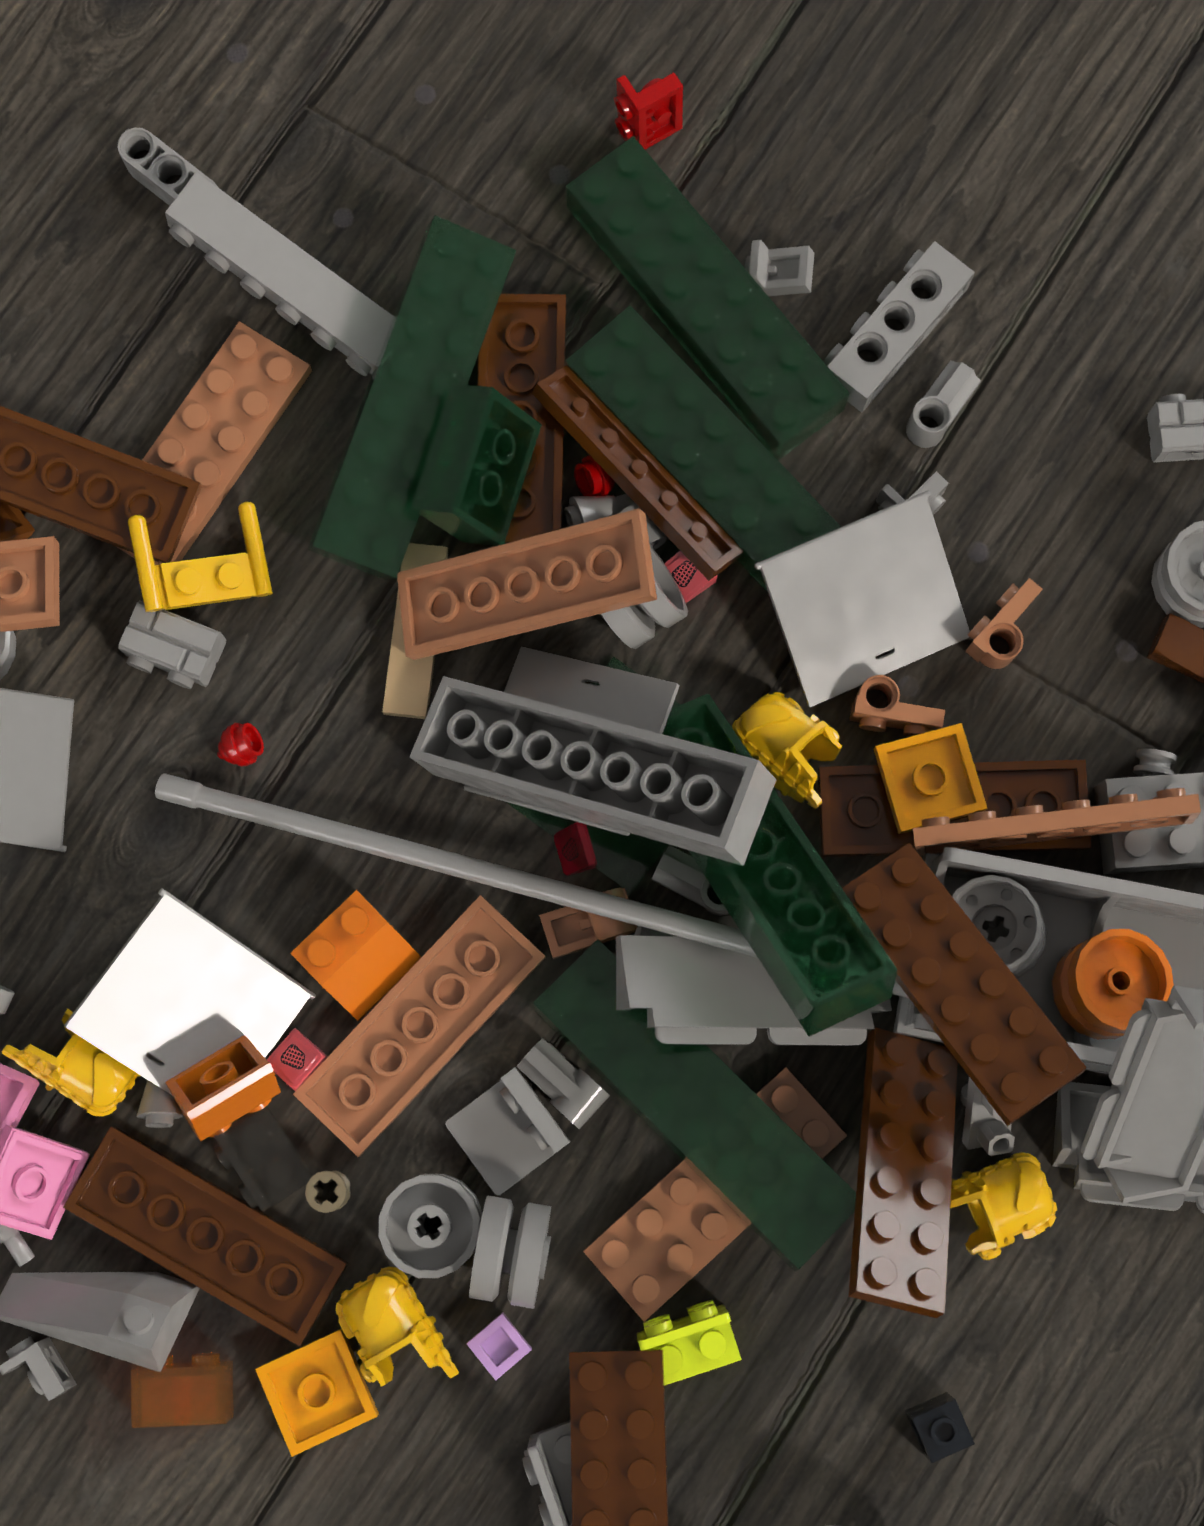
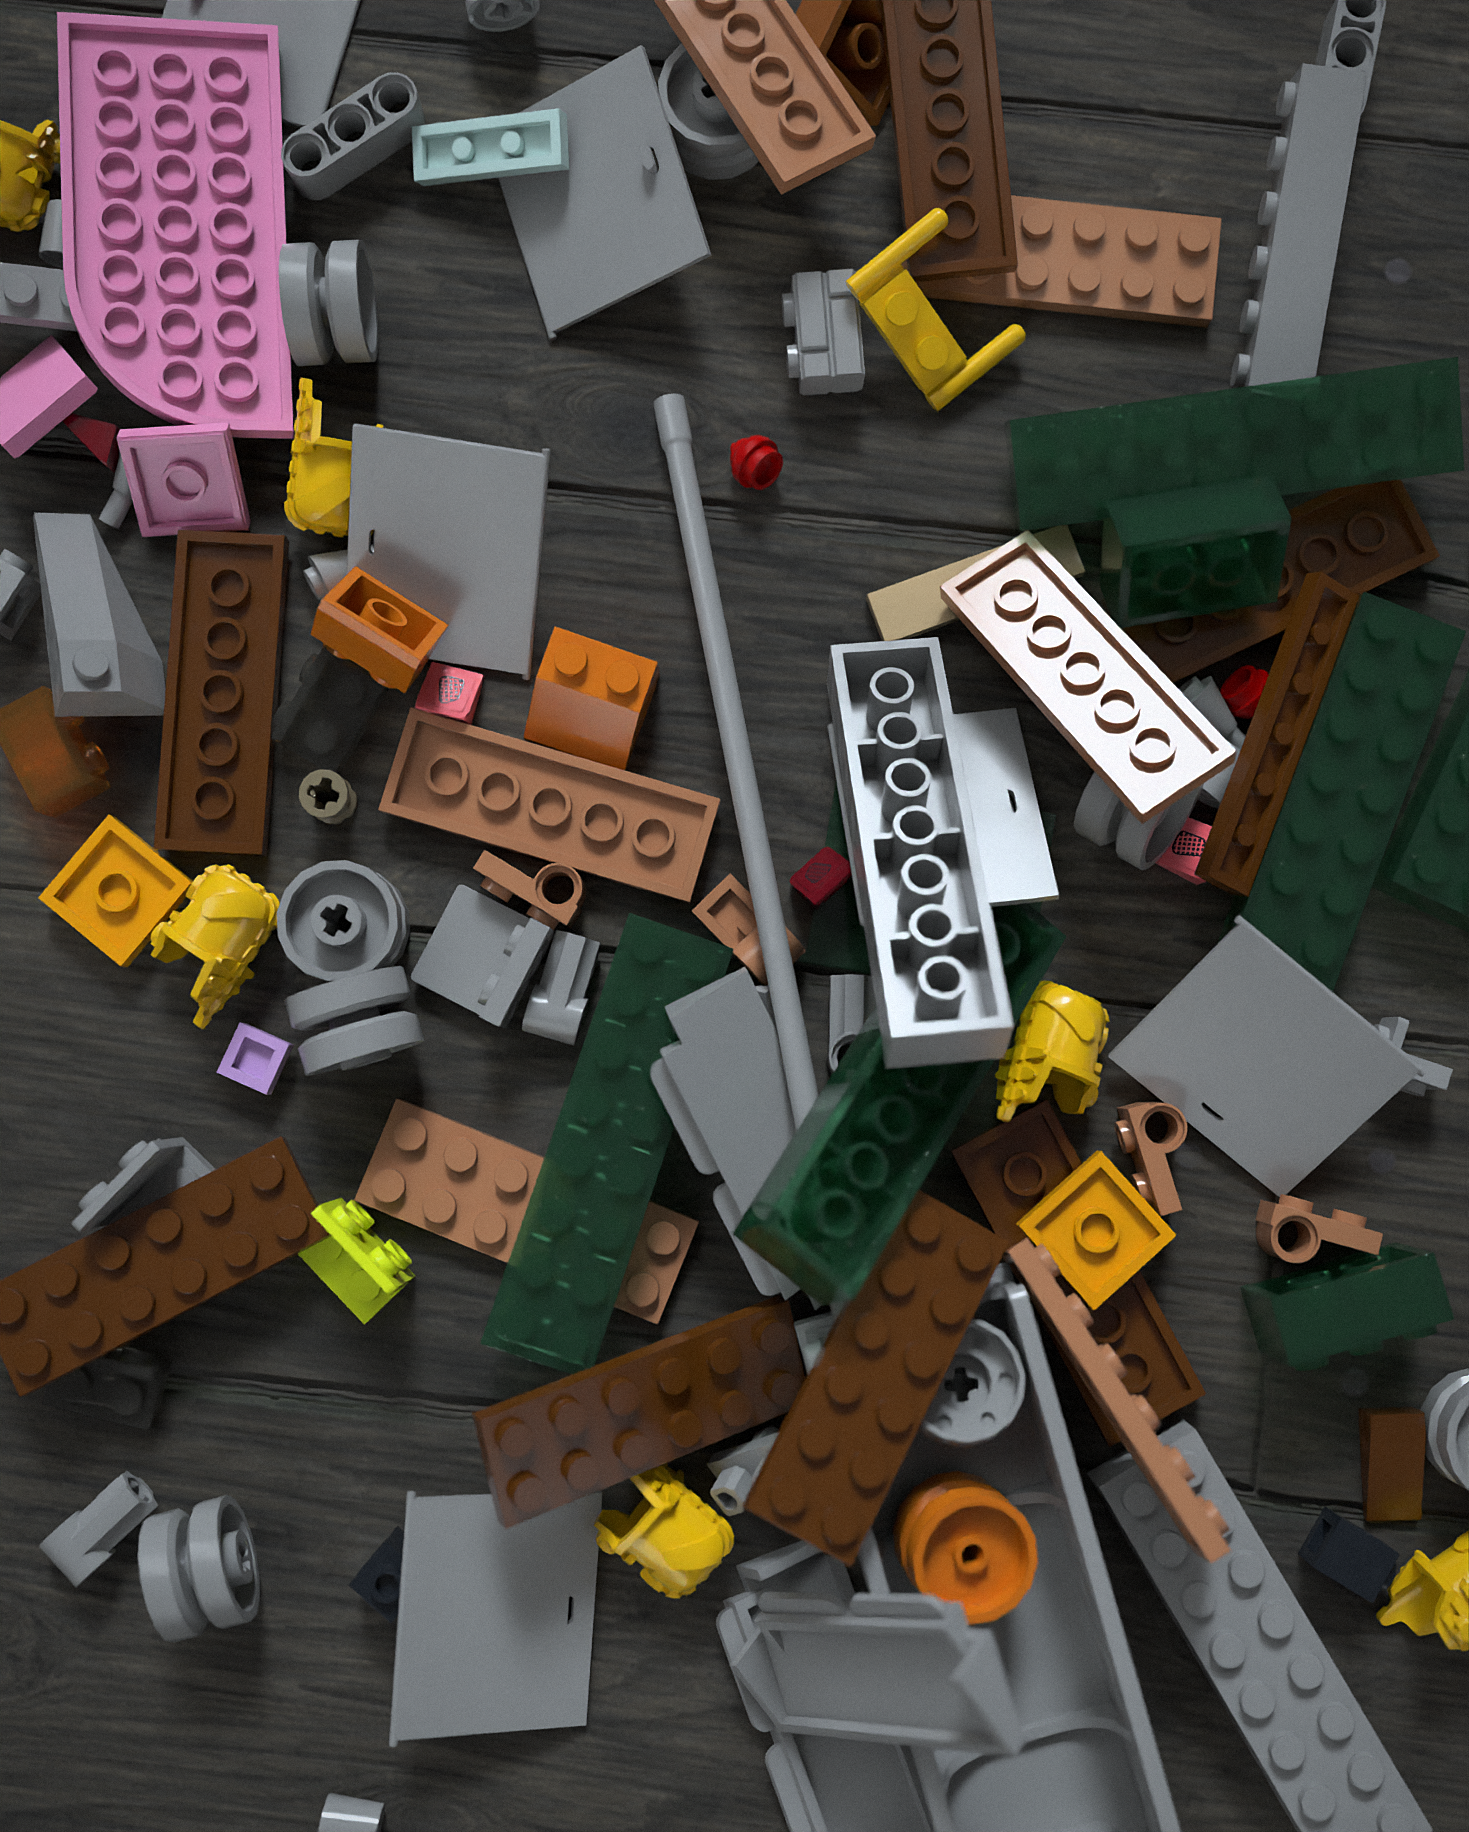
camera: 60 degrees right, 5 degrees up
(459, 1086) = (506, 880): none -> nougat plate
(1004, 1369) = (488, 1620): none -> light grey piece
(1068, 628) = (1348, 1305): none -> clear green brick
(1154, 762) = (1241, 1474): light grey bush -> none

